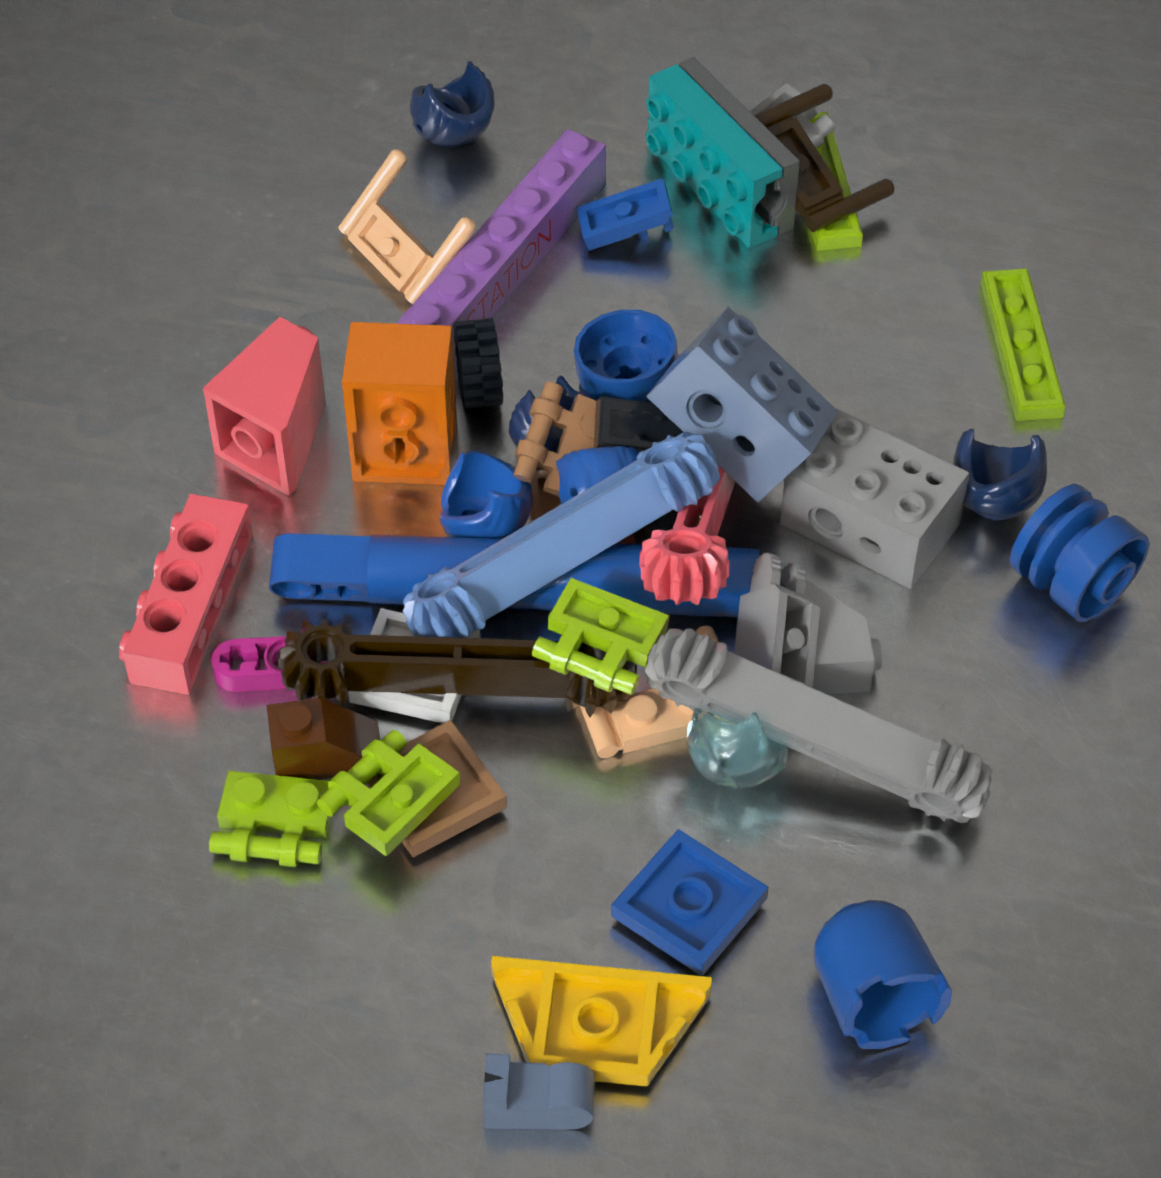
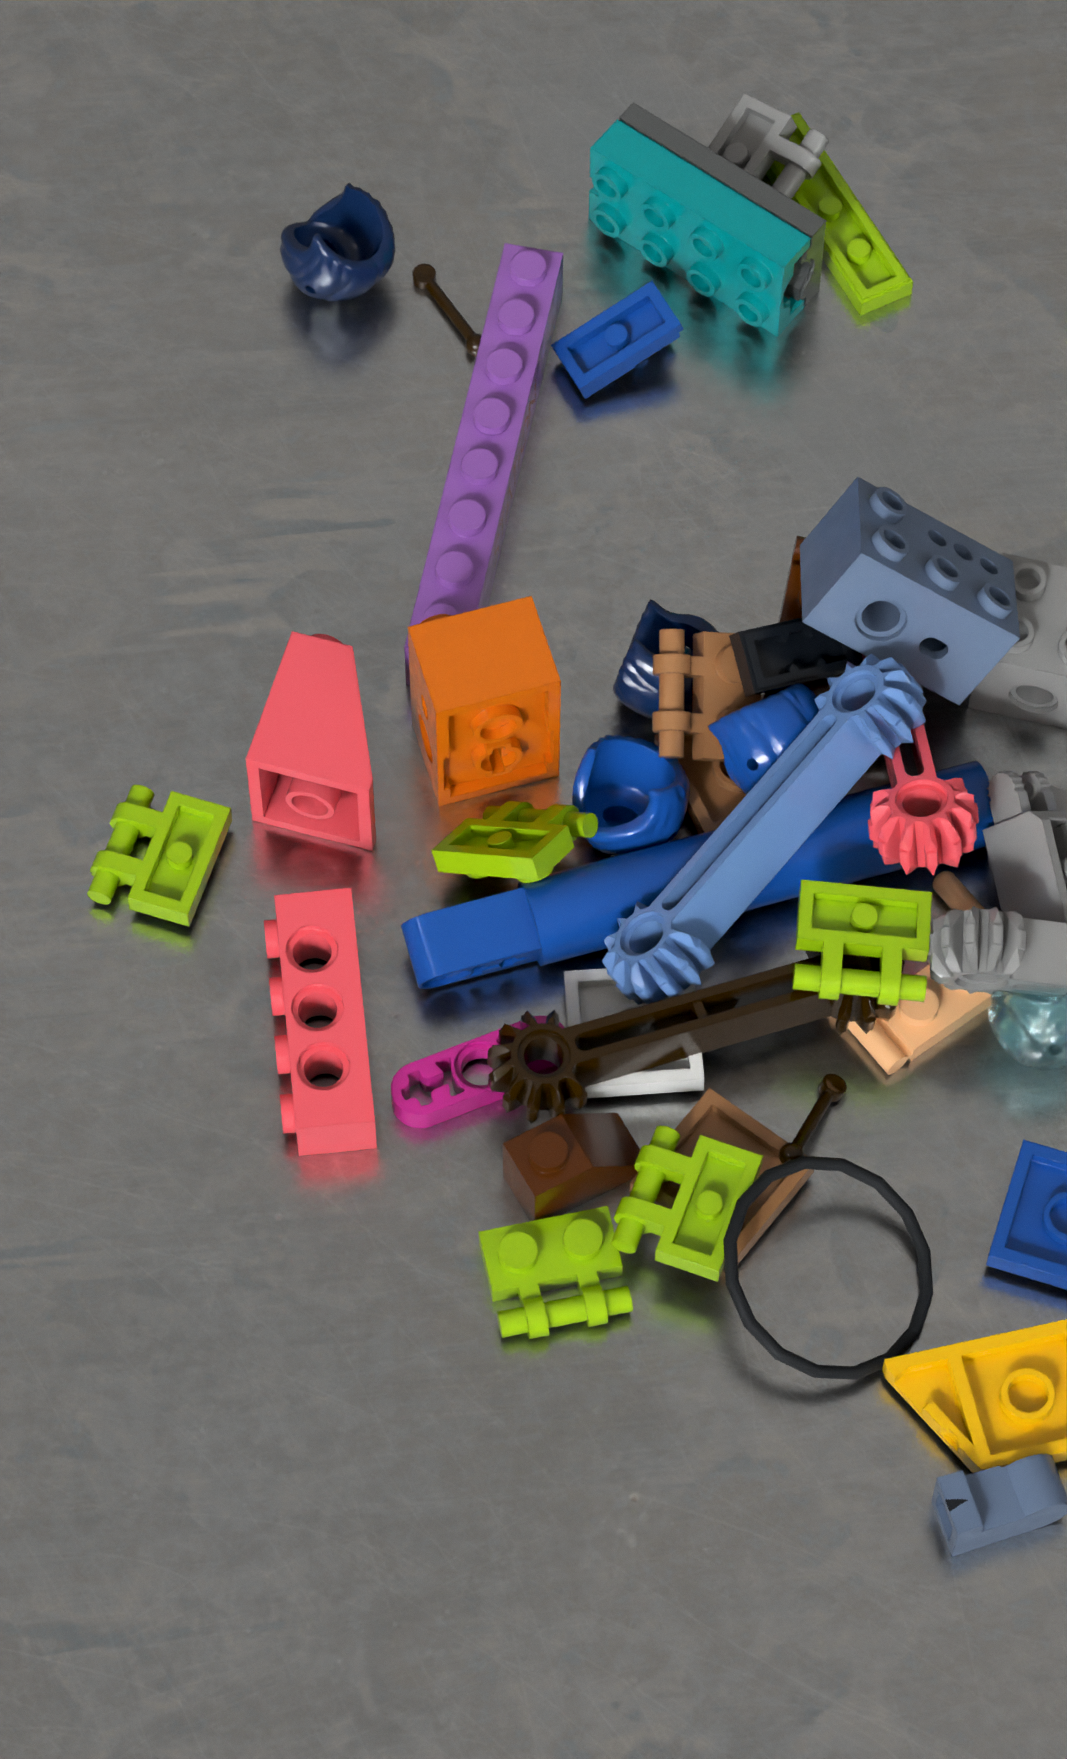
camera: 20 degrees left, 10 degrees up
(141, 461) = (177, 859): none -> lime plate
(384, 508) = (514, 841): none -> lime plate
(390, 244) = (347, 468): light nougat plate -> none
(478, 363) = (536, 577): black bush -> none
(508, 795) = (742, 1305): none -> black piece
(512, 150) = (425, 278): none -> dark brown hinge
(549, 753) = (831, 1090): none -> dark brown hinge
(624, 354) = (725, 560): blue wheel -> none
(818, 191) = (849, 247): dark brown plate -> none

